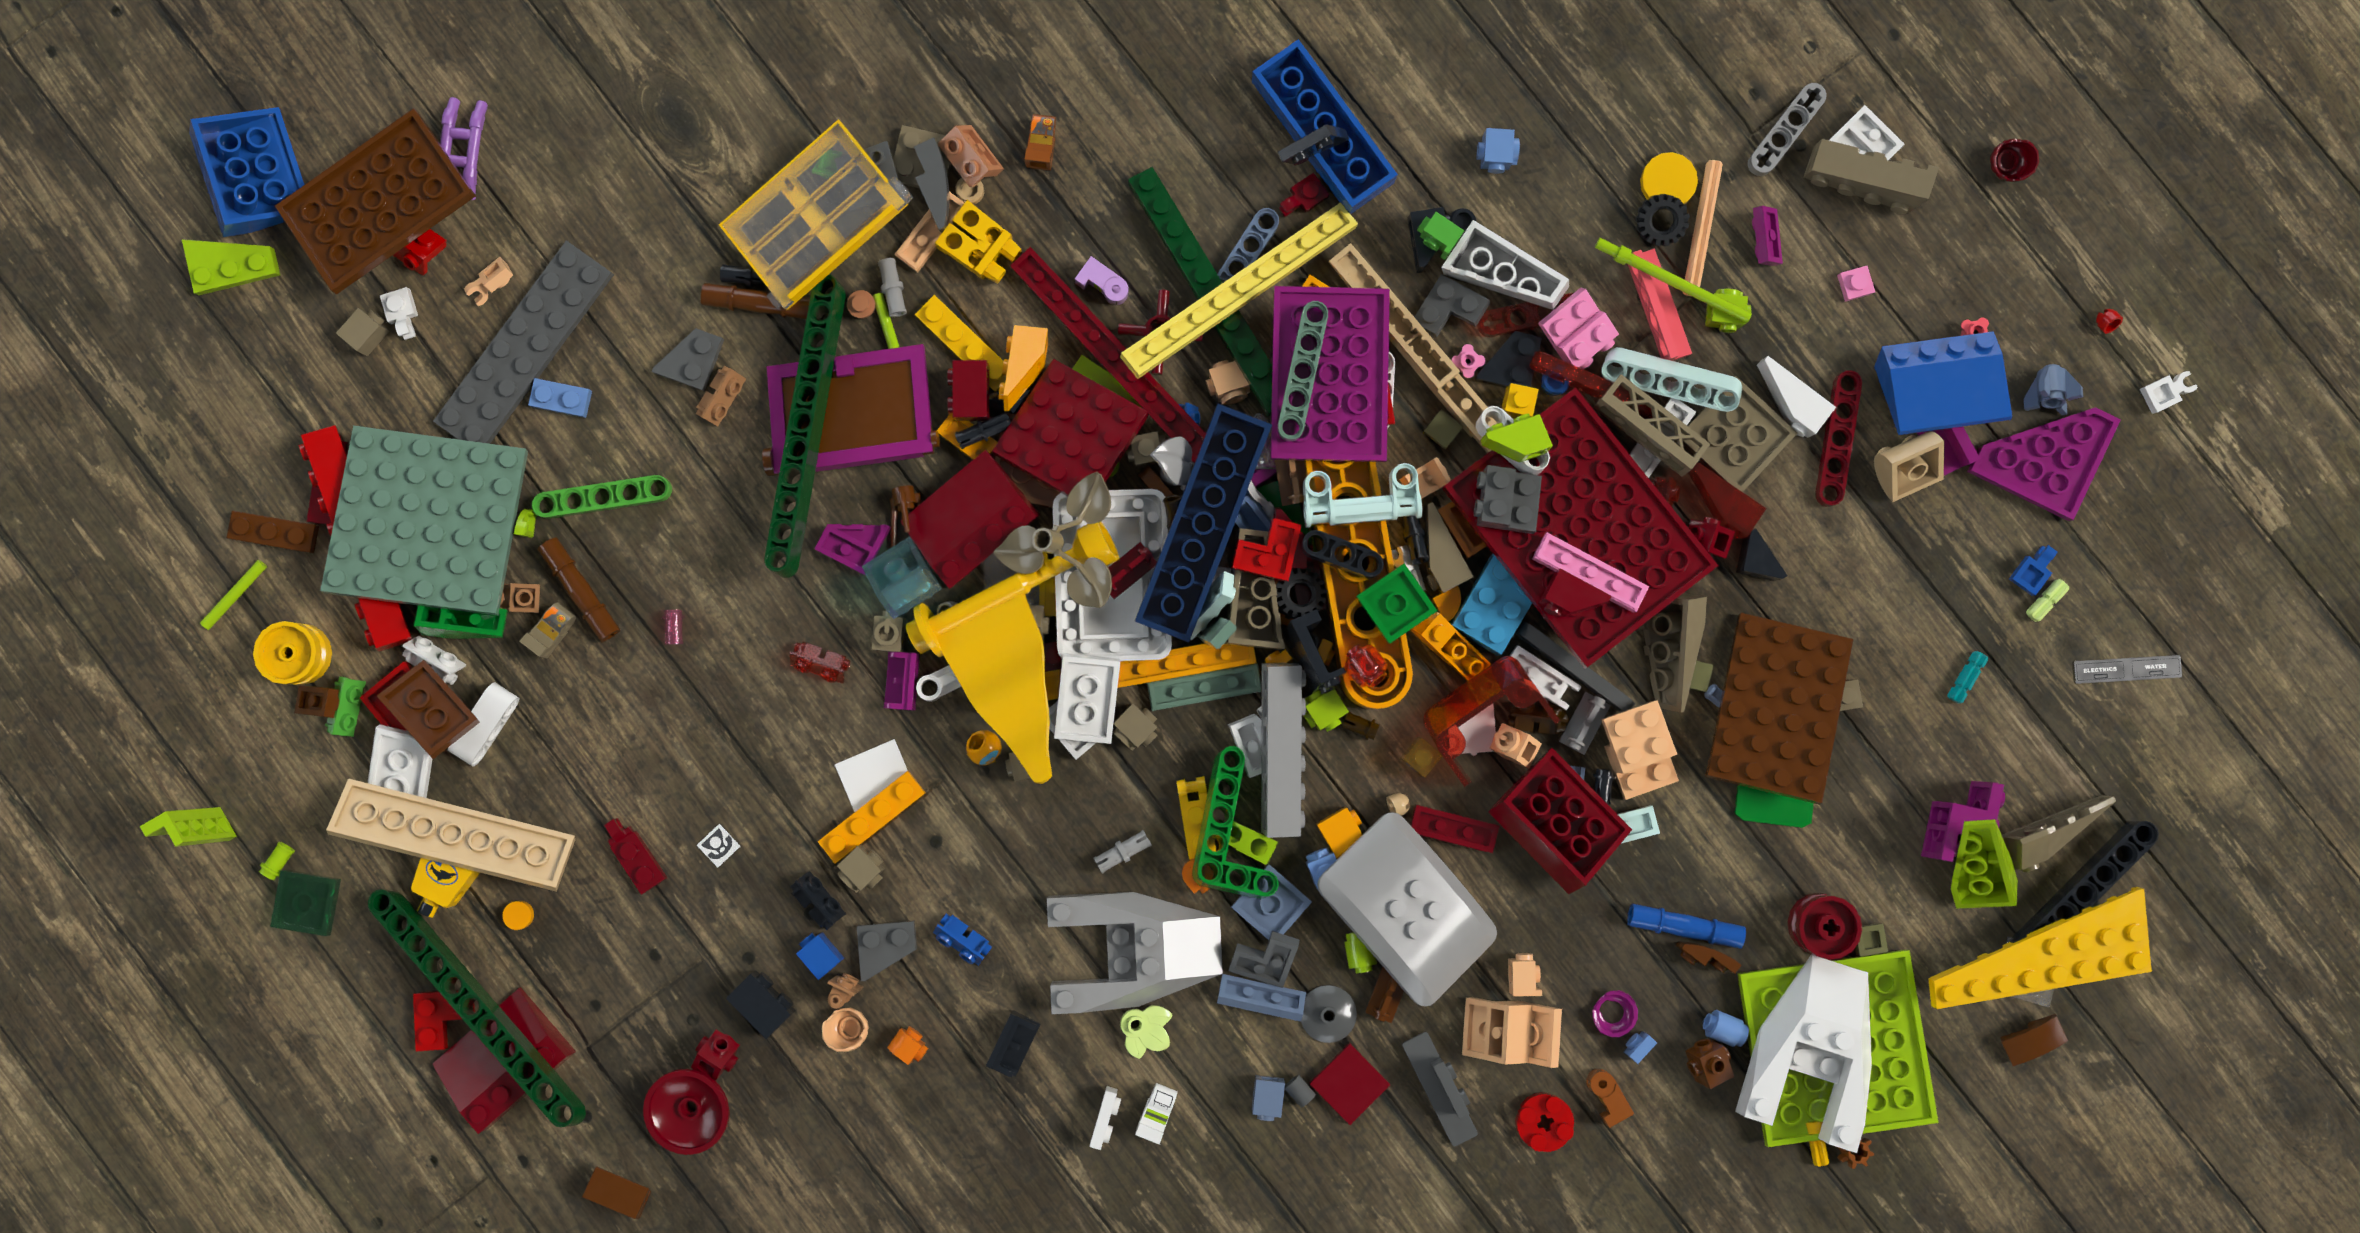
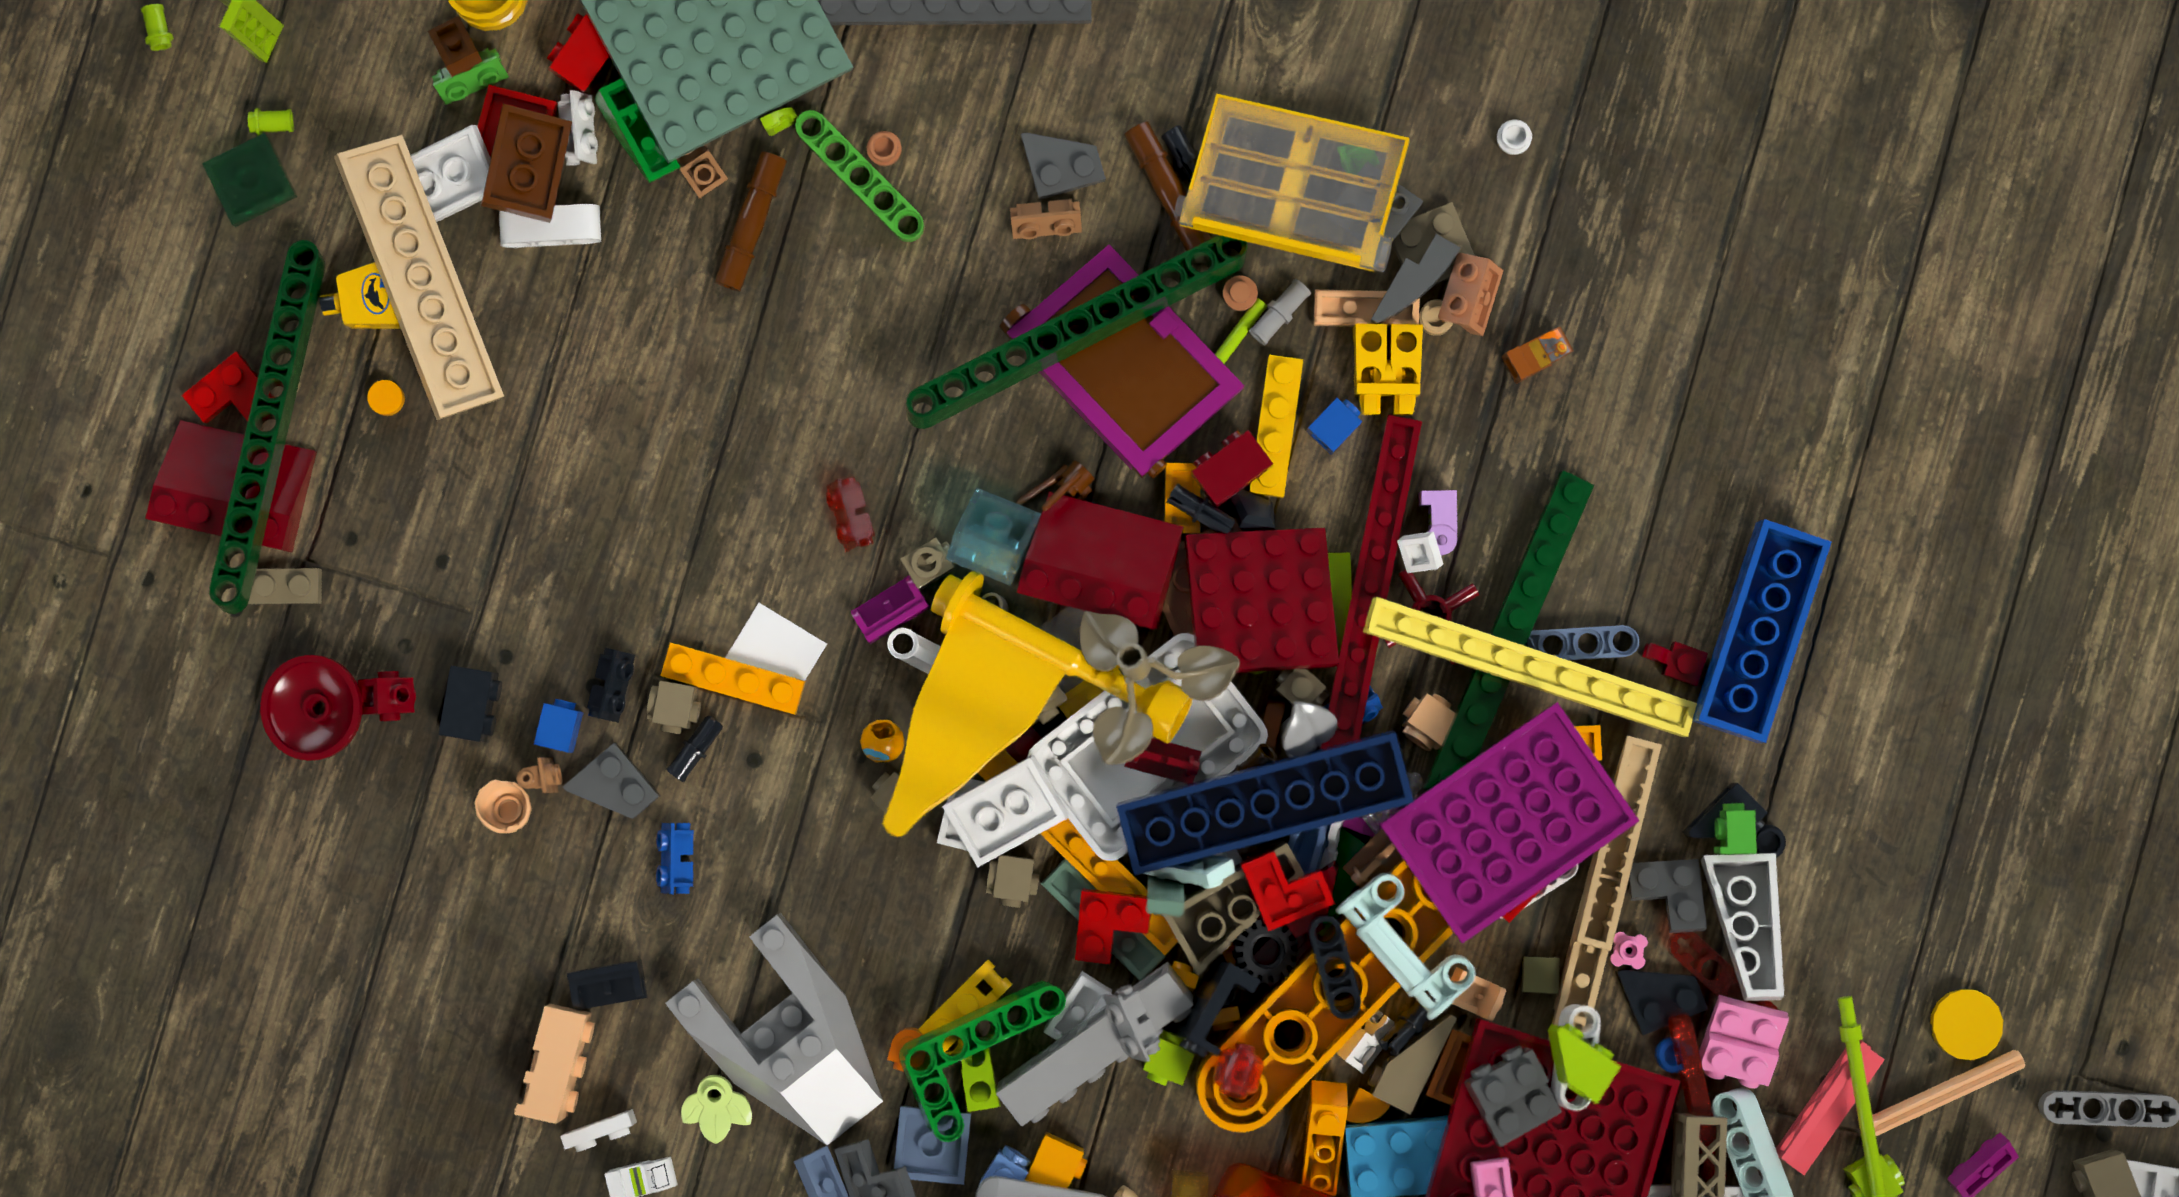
camera: 60 degrees right, 0 degrees up
(162, 895) = (156, 27): none -> lime pin
(549, 631) = (688, 222): dark tan leg -> none
(560, 398) = (928, 61): medium blue plate -> none
(594, 1071) = (287, 586): none -> dark tan plate
(595, 467) = (884, 148): none -> nougat plate
(617, 1193) = (183, 696): reddish brown hinge -> none
(634, 856) = (525, 470): dark red hinge -> none
(673, 626) = (781, 342): clear pink pin -> none
(718, 845) = (595, 545): clear sticker -> none
(852, 544) = (992, 460): magenta wing -> none
(889, 55) = (1514, 137): none -> white plate
(899, 875) = (695, 748): none -> black axle
(908, 1045) = (531, 880): orange plate -> none
(991, 304) = (1335, 425): none -> blue brick
(1026, 361) = (1301, 503): light orange slope -> none
(1040, 1115) = (556, 1064): none -> light nougat wedge
(1114, 307) = (1420, 552): none -> white plate
(1122, 851) = (878, 956): light grey pin -> none
(1201, 687) = (1103, 914): none -> red plate
(1272, 714) = (1137, 1038): none -> light grey hinge
(1306, 357) = (1509, 793): sand green beam -> none
(1313, 143) = (1738, 640): black wing -> none
(1361, 726) = (1177, 1107): dark brown pin -> none
(1396, 603) = (1324, 1057): green plate -> none
(1498, 150) = (1868, 826): medium blue brick -> none
(1519, 400) = (1624, 1033): yellow brick -> none
(1679, 224) = (1919, 1068): black tyre -> none

